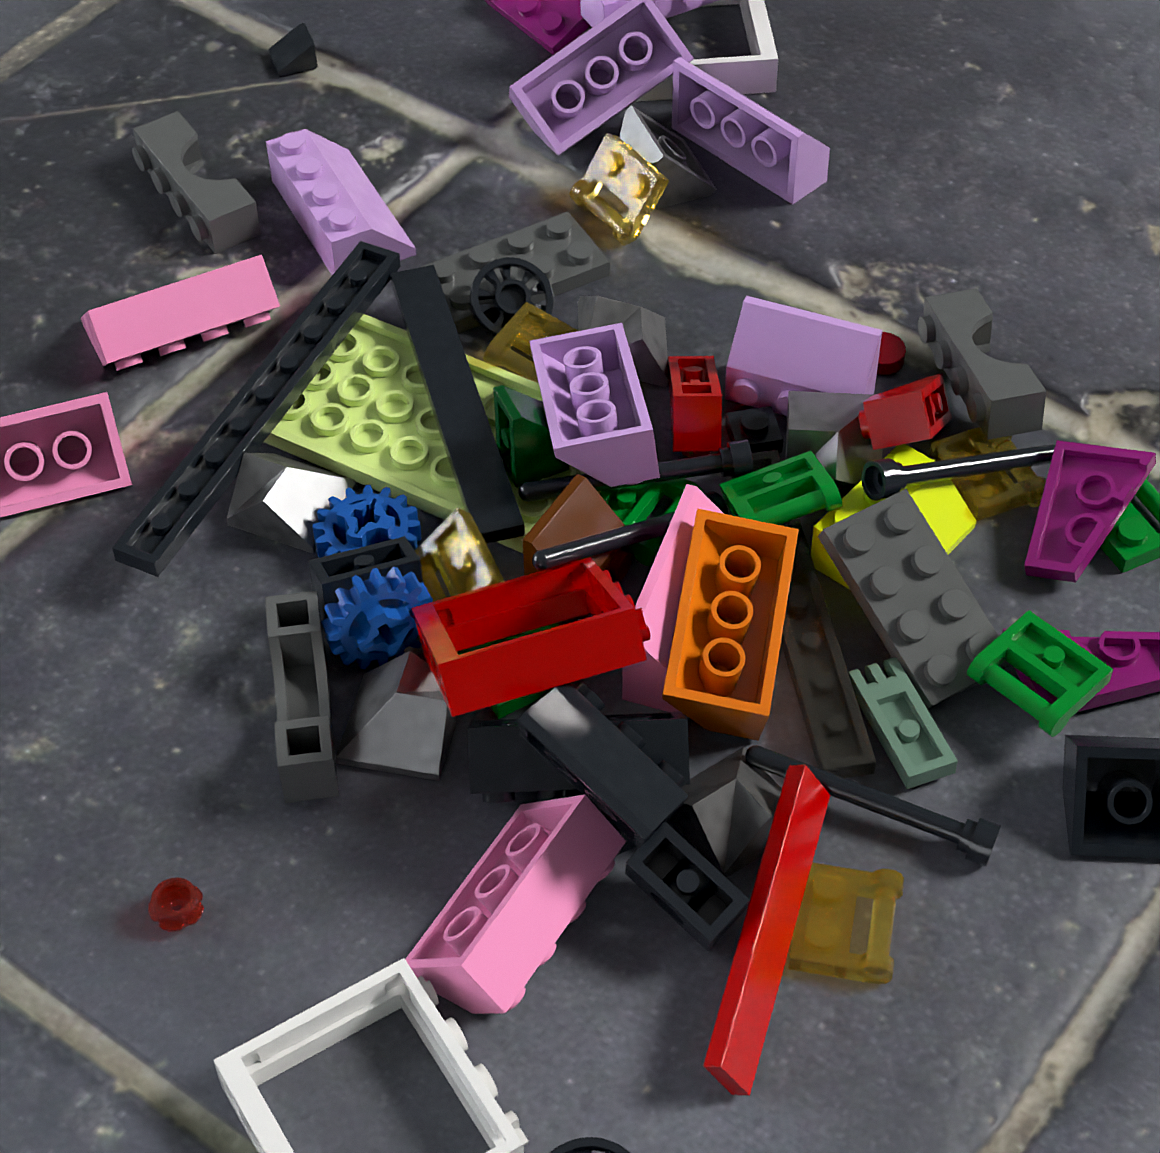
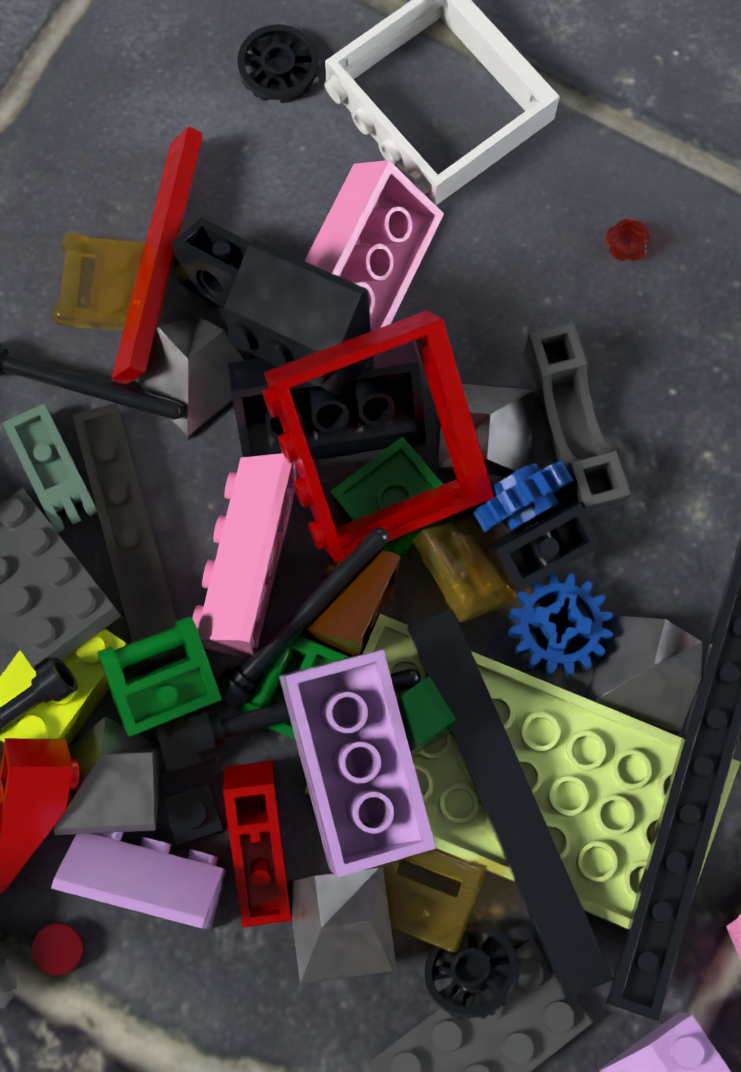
camera: 170 degrees right, 25 degrees up
(730, 623) = (197, 516): orange slope -> none

